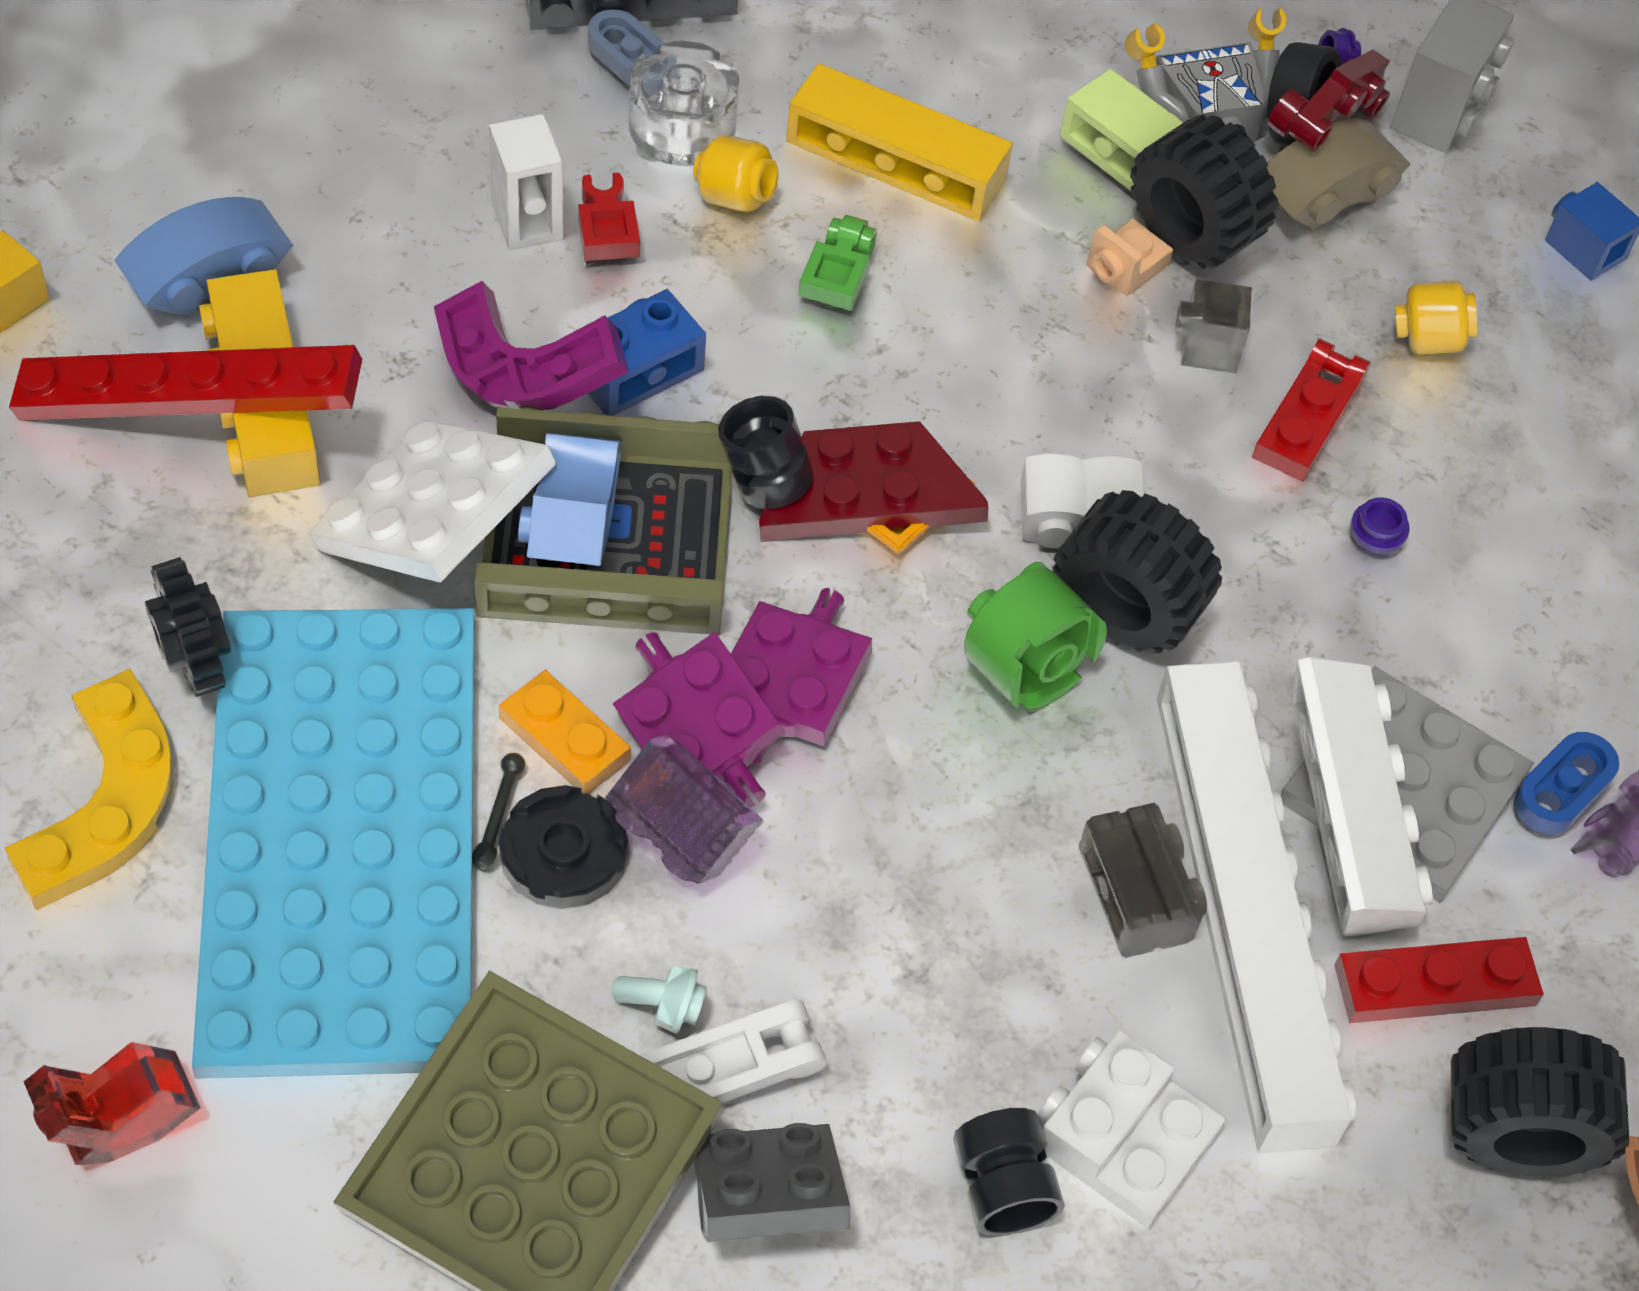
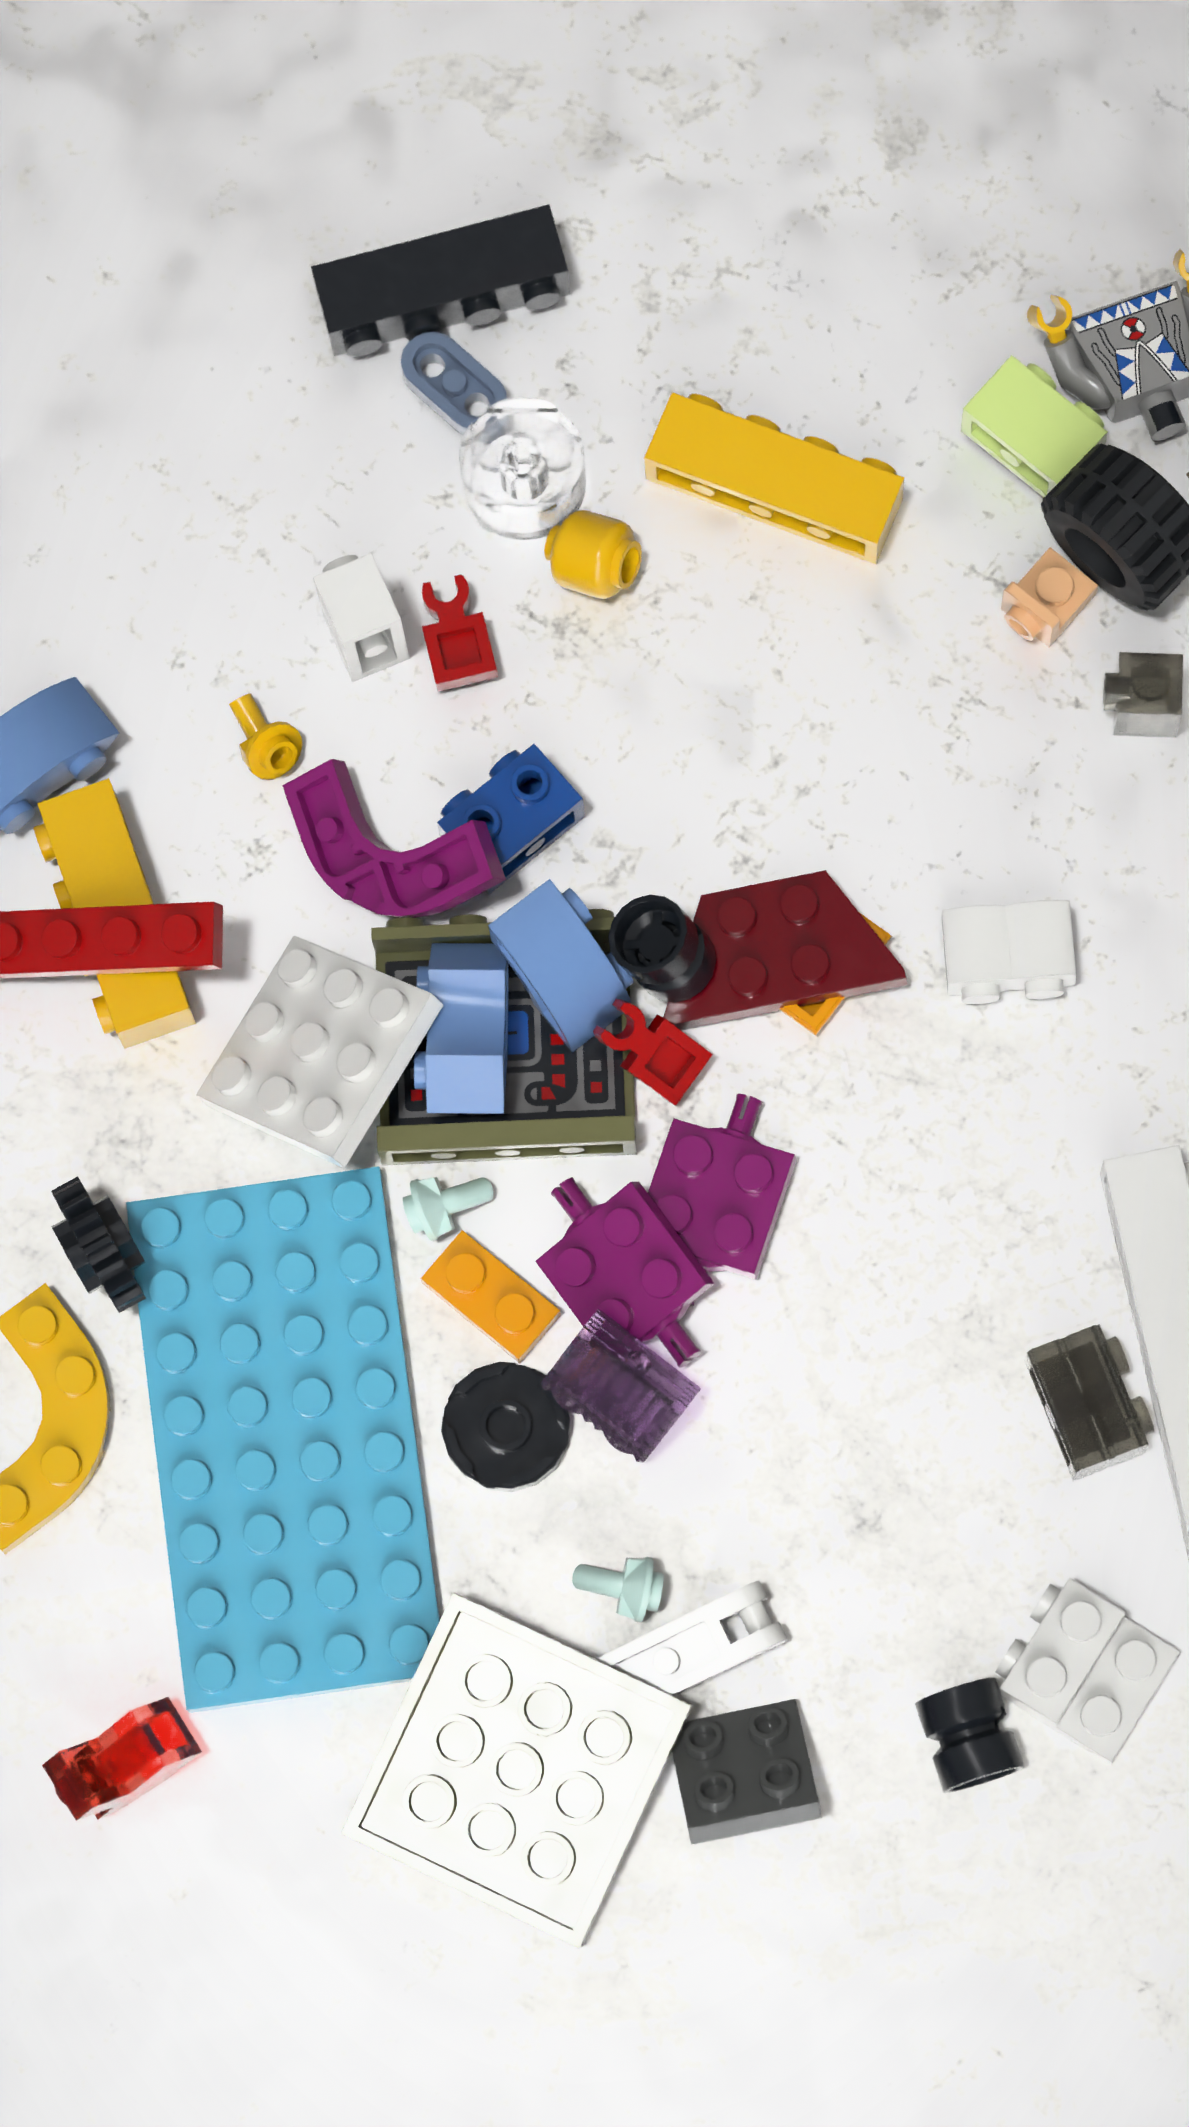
camera: 10 degrees right, 20 degrees up
(427, 276) = (265, 741): none -> yellow plate
(485, 852) = (429, 1444): pearl dark grey hinge -> none
(519, 644) = (431, 1207): none -> light aqua plate
(671, 448) = (561, 962): none -> medium blue brick
(752, 545) = (658, 1055): none -> red plate
(840, 264) = (720, 672): bright green plate -> none
(1032, 637) = (960, 1140): bright green brick -> none
(1140, 569) = (1066, 1054): black tyre -> none

